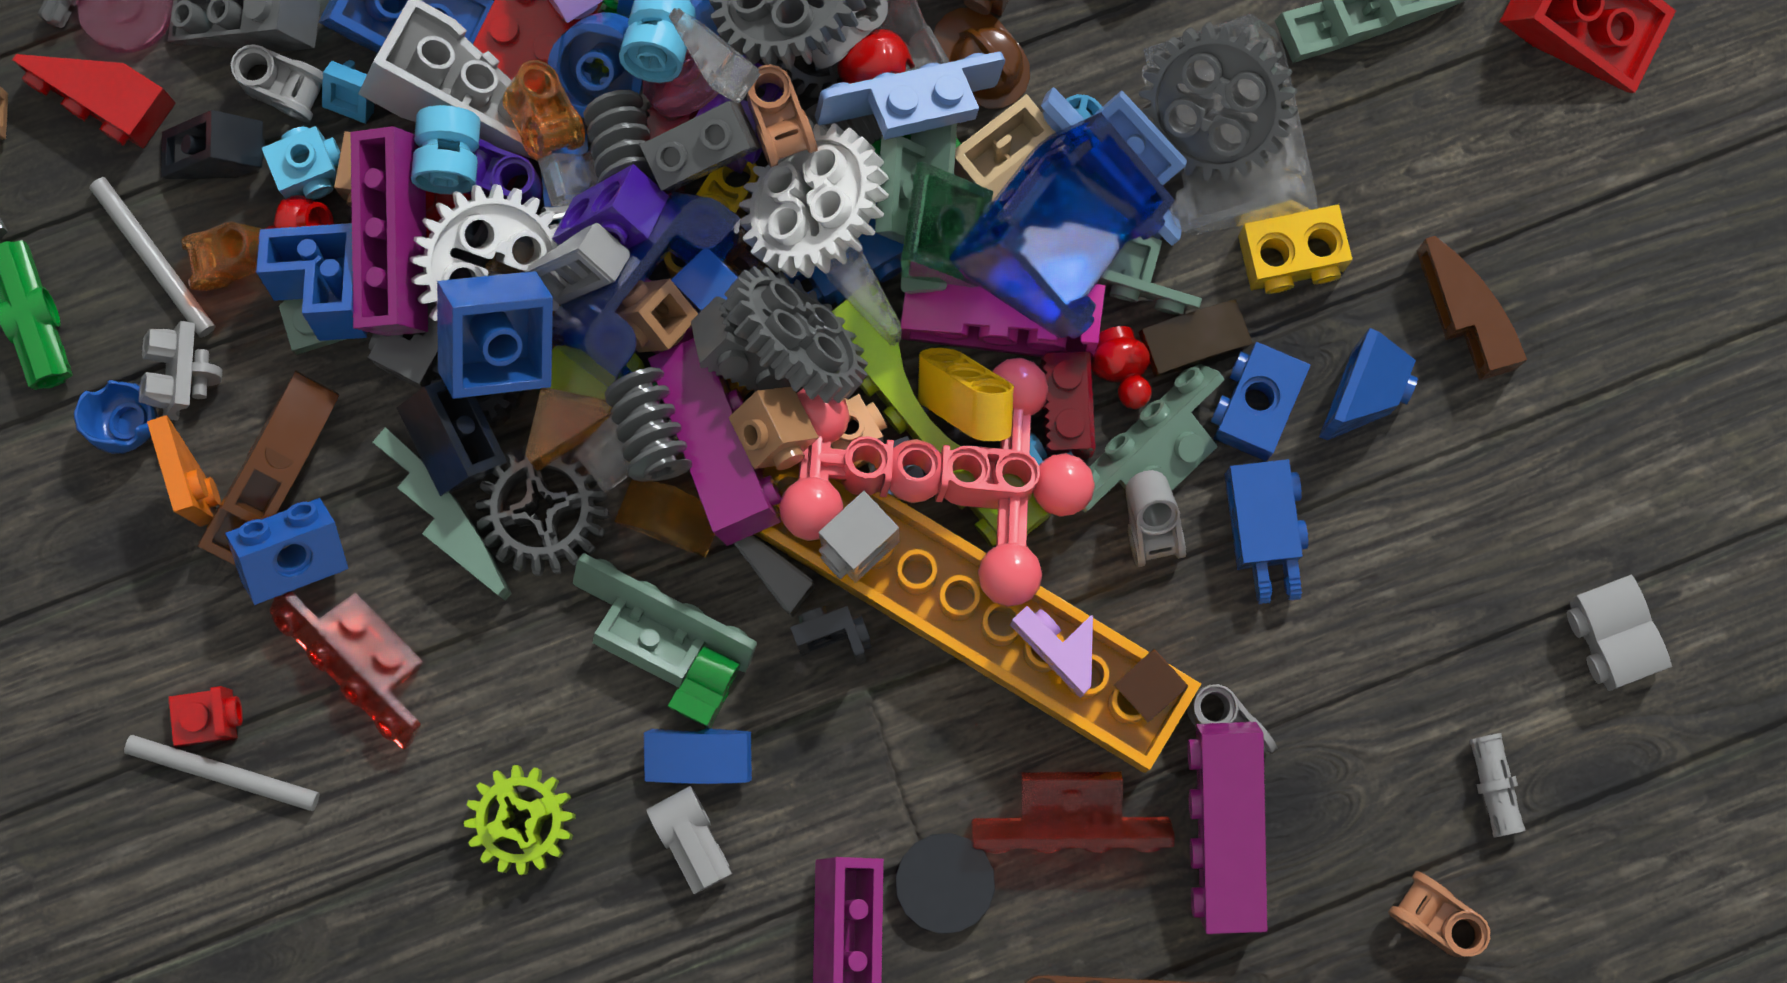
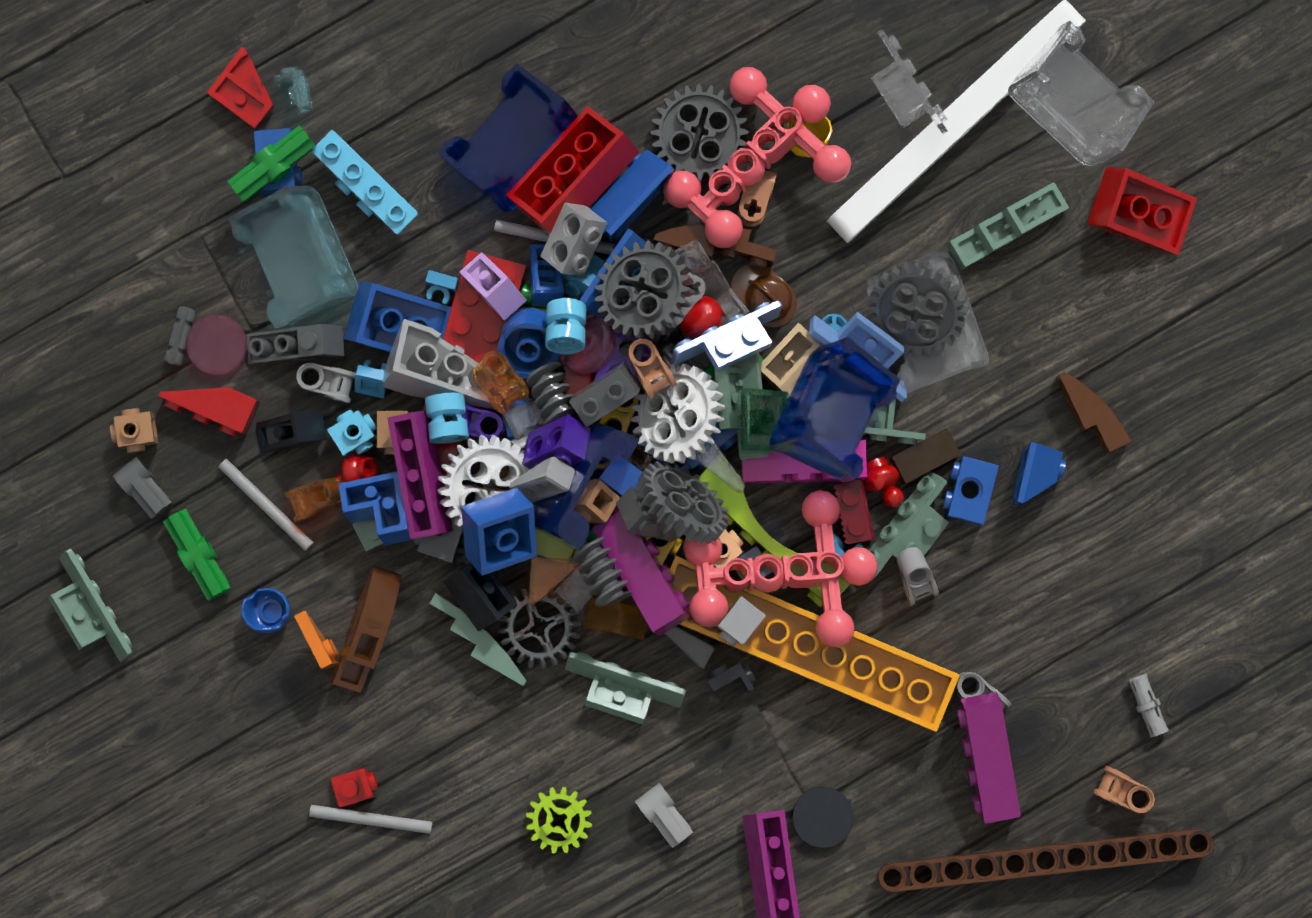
camera: 10 degrees left, 5 degrees up
(174, 388) = (301, 573): light grey hips -> none
(273, 571) = (389, 679): blue brick -> none
(358, 655) = (441, 734): clear red bracket -> none
(697, 757) = (660, 765): blue slope -> none
(705, 687) = (658, 721): green leg -> none
(718, 62) = (609, 342): clear slope -> none
(773, 428) = (679, 563): medium nougat brick -> none
(965, 394) = (789, 518): yellow beam -> none
(1069, 658) = (878, 673): lavender slope -> none
(1072, 813) = (893, 763): clear red bracket -> none
(1151, 685) = (929, 681): reddish brown slope -> none
(1267, 523) = (985, 567): blue hinge -> none
(1290, 237) = (976, 385): yellow brick -> none
(1619, 633) = (1210, 601): light grey brick -> none

